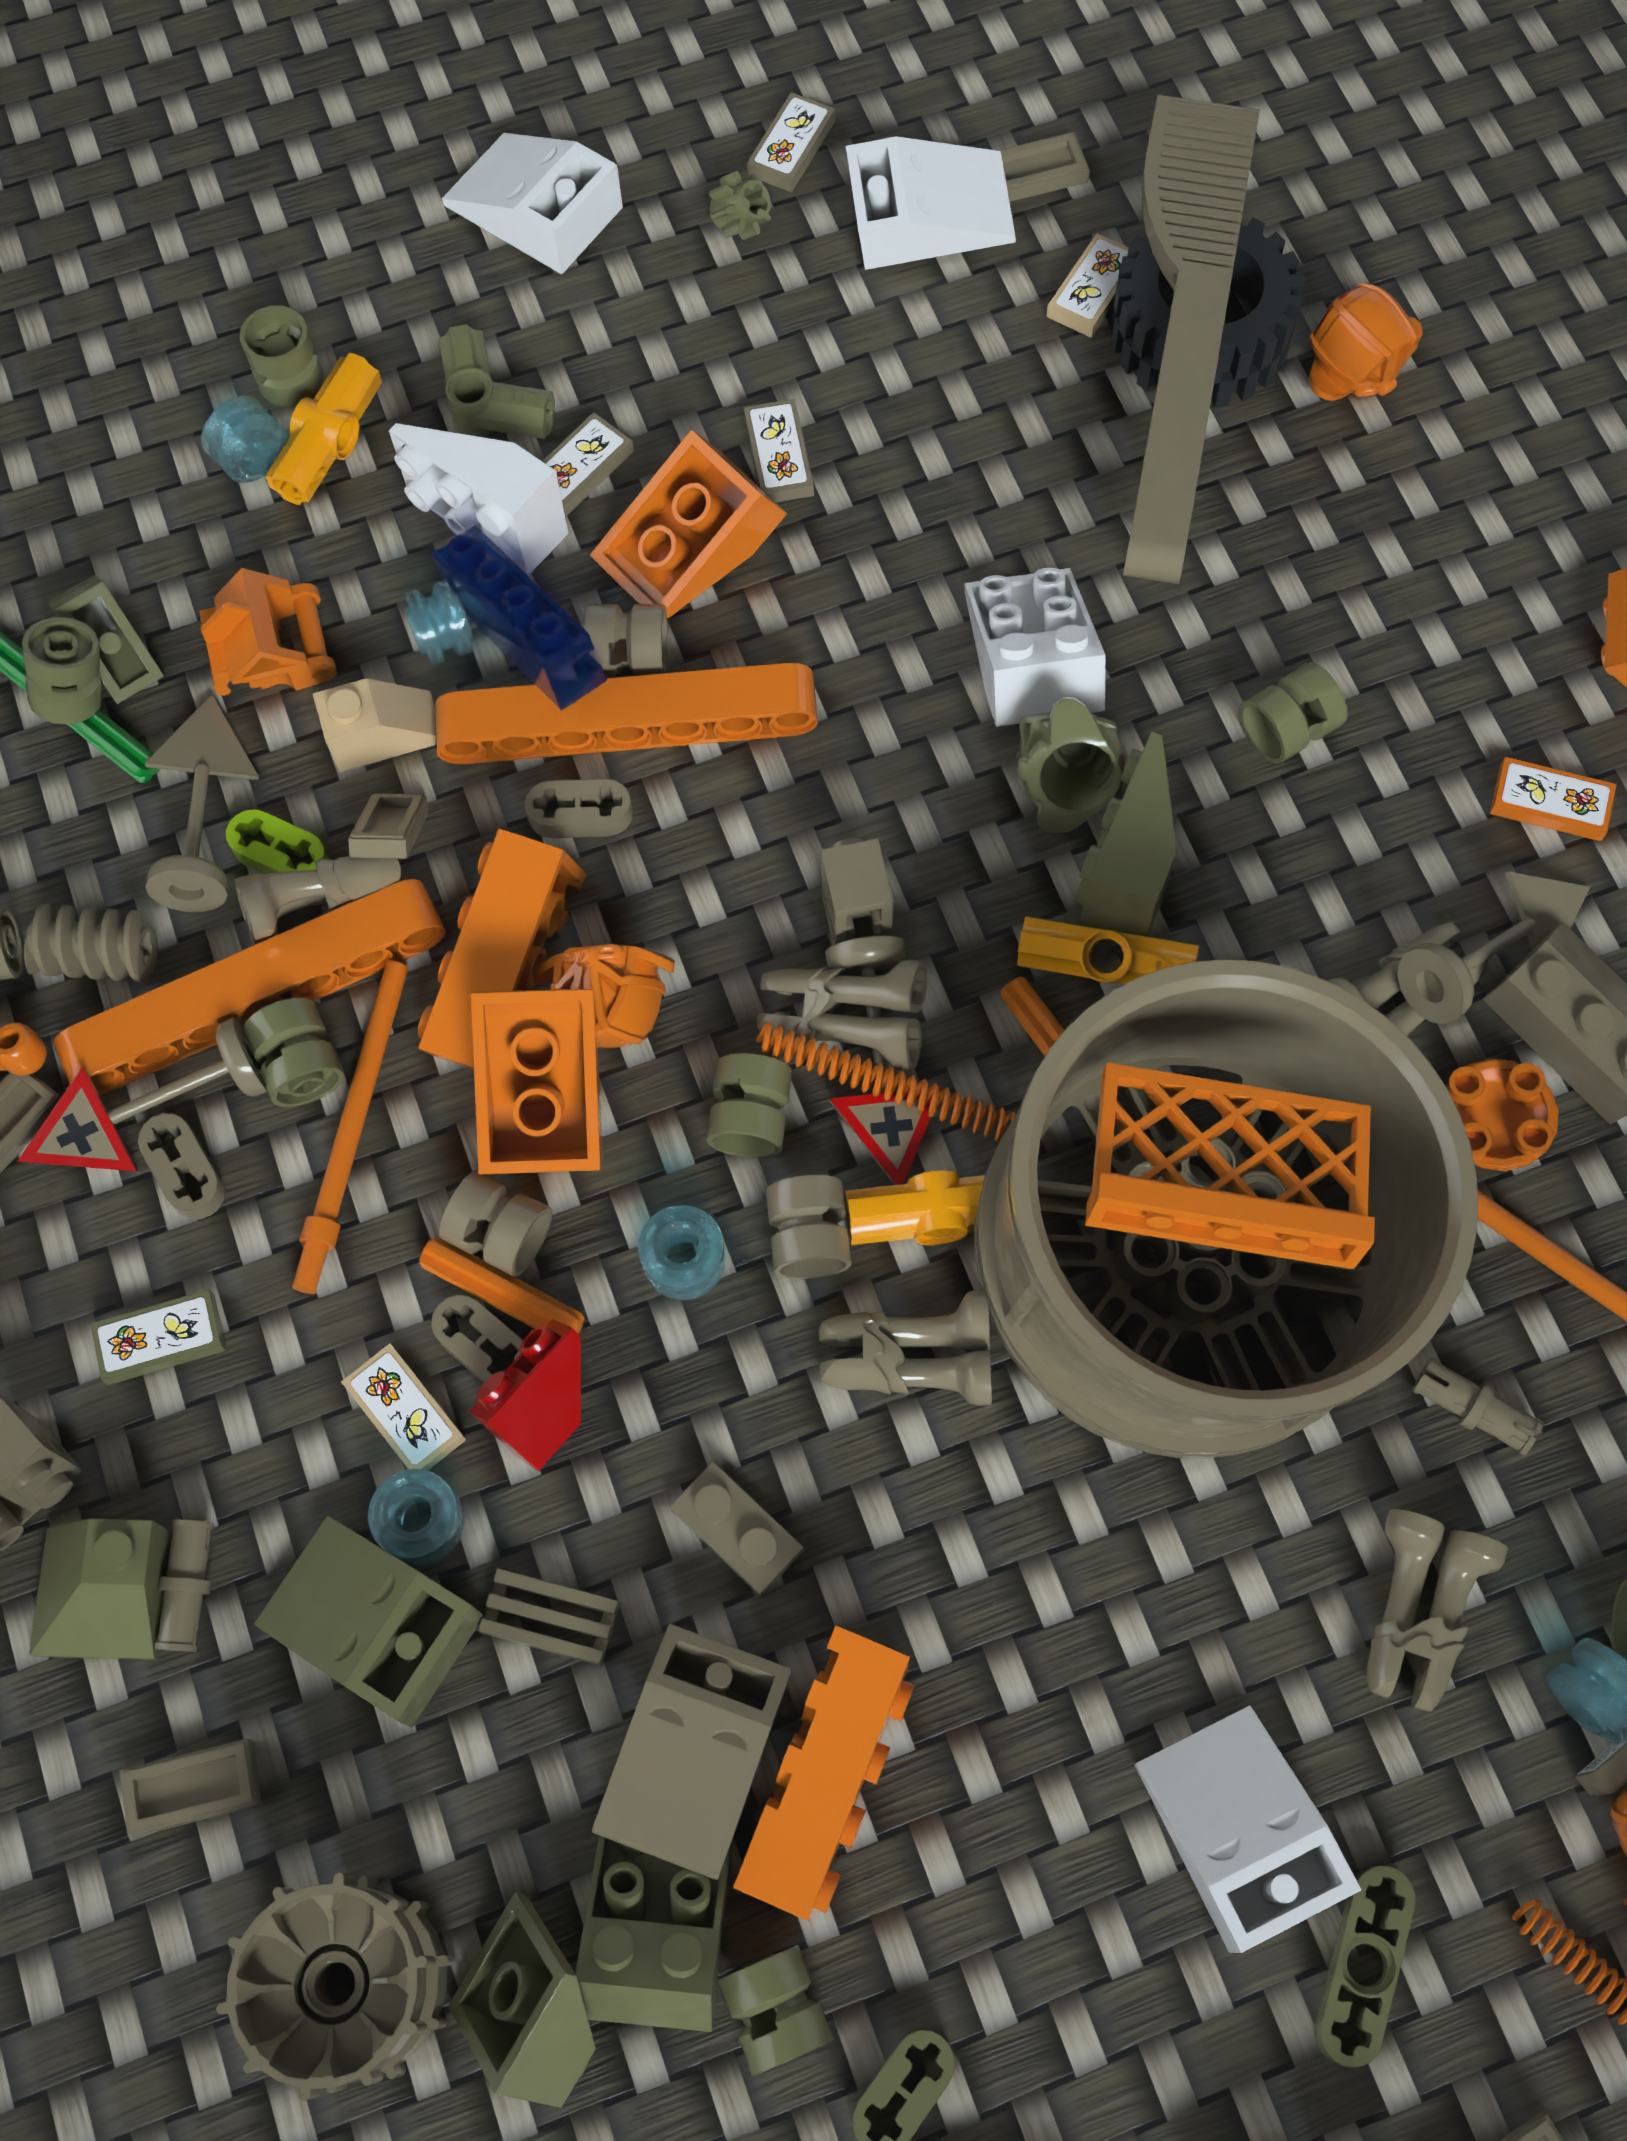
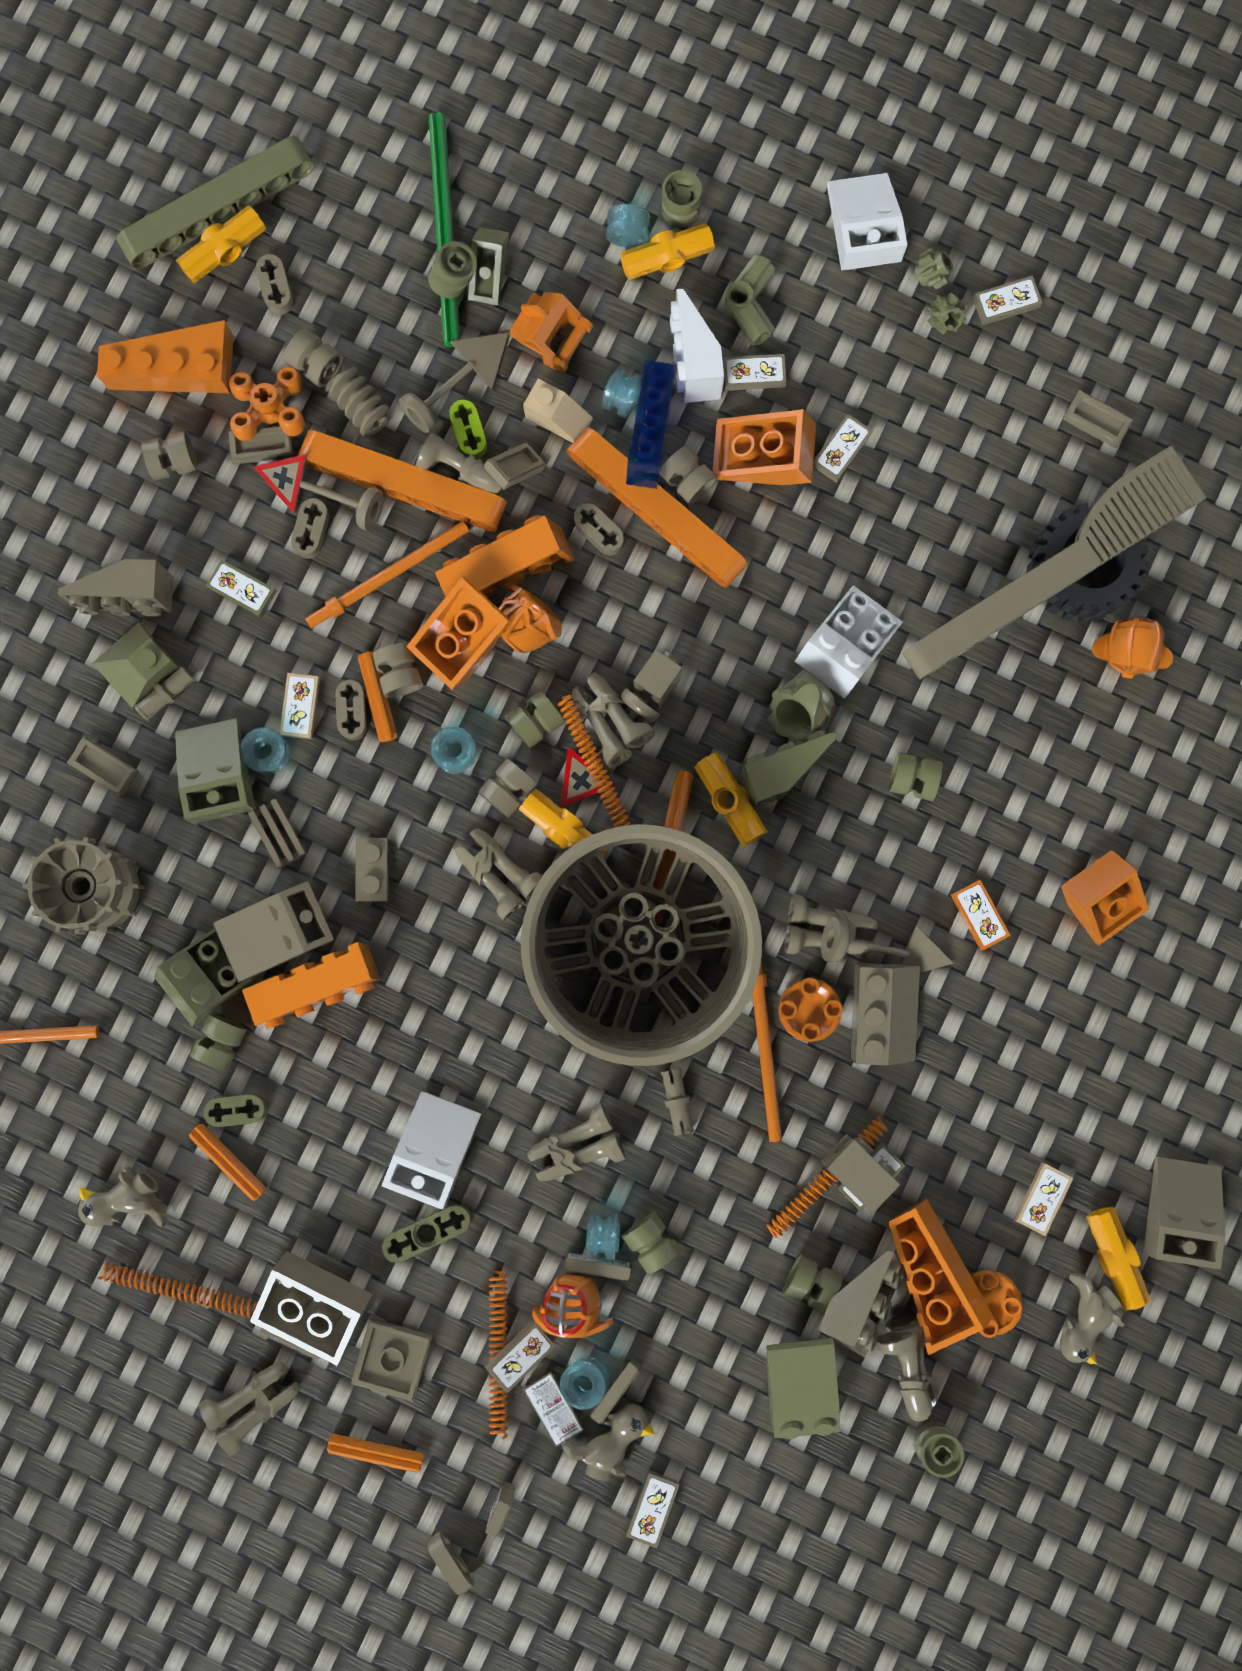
camera: 45 degrees right, 15 degrees up
(293, 1052) = (390, 525): olive wheel -> none
(524, 2010) = (136, 956): olive slope -> none
(537, 1397) = (345, 751): red slope -> none
(671, 175) = (933, 268): none -> olive gear
(927, 199) = (1027, 392): white slope -> none
(1089, 287) = (1051, 502): tile -> none
(1239, 1217) = (614, 950): orange fence -> none

